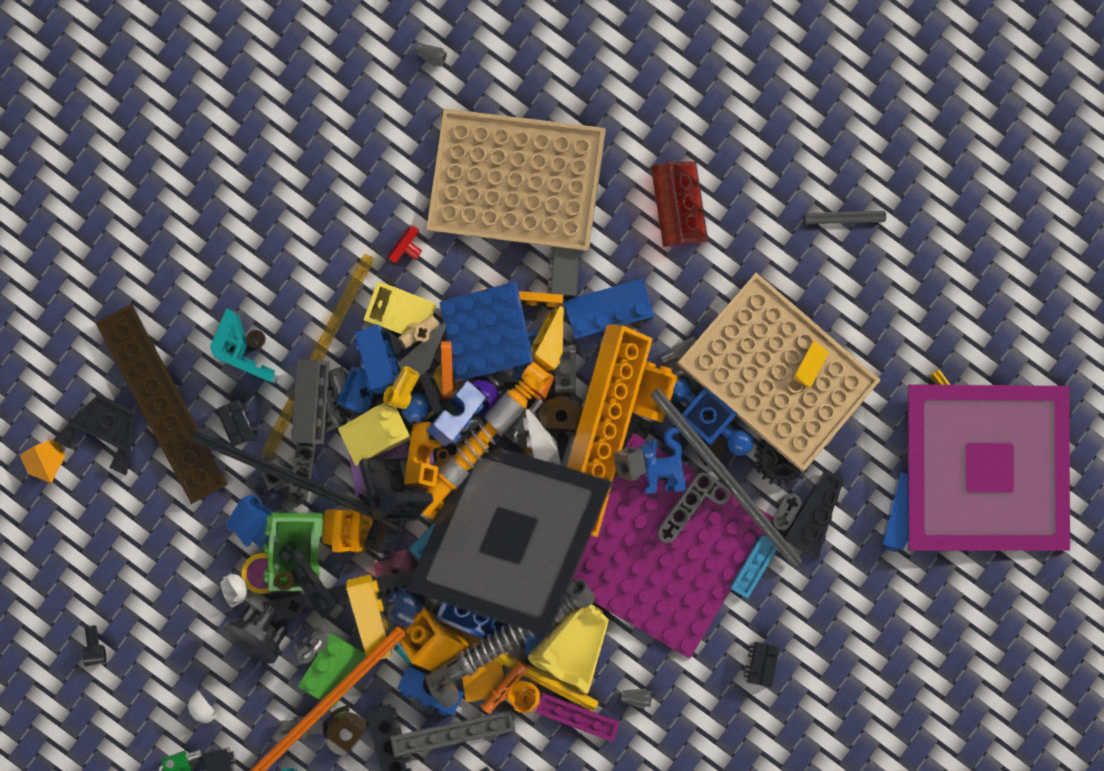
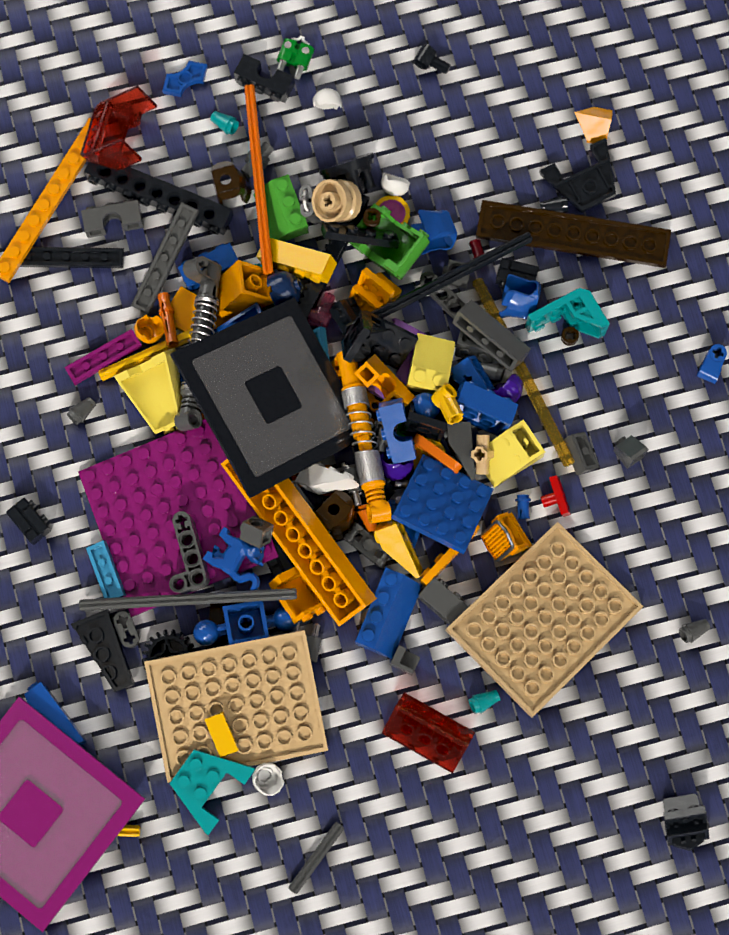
camera: 125 degrees right, 10 degrees down
(146, 437) = (556, 204): none -> black cone
(195, 201) = (711, 366): none -> blue piece
(239, 473) = (476, 248): none -> dark red pin
(256, 401) = (520, 297): none -> blue piece
(293, 621) = (336, 201): none -> tan wheel
(320, 214) = (630, 450): none -> dark grey slope
(344, 353) = (511, 389): none -> dark purple hair
(351, 254) = (581, 453): none -> dark grey slope
(434, 267) = (523, 506): none -> blue pin
(472, 261) = (505, 537): none -> light orange piece
(620, 179) = (483, 701): none -> teal cone
(636, 266) = (405, 660): none -> dark grey panel
(815, 301) = (268, 779): none -> white hair
(857, 355) = (199, 779): none -> teal wing

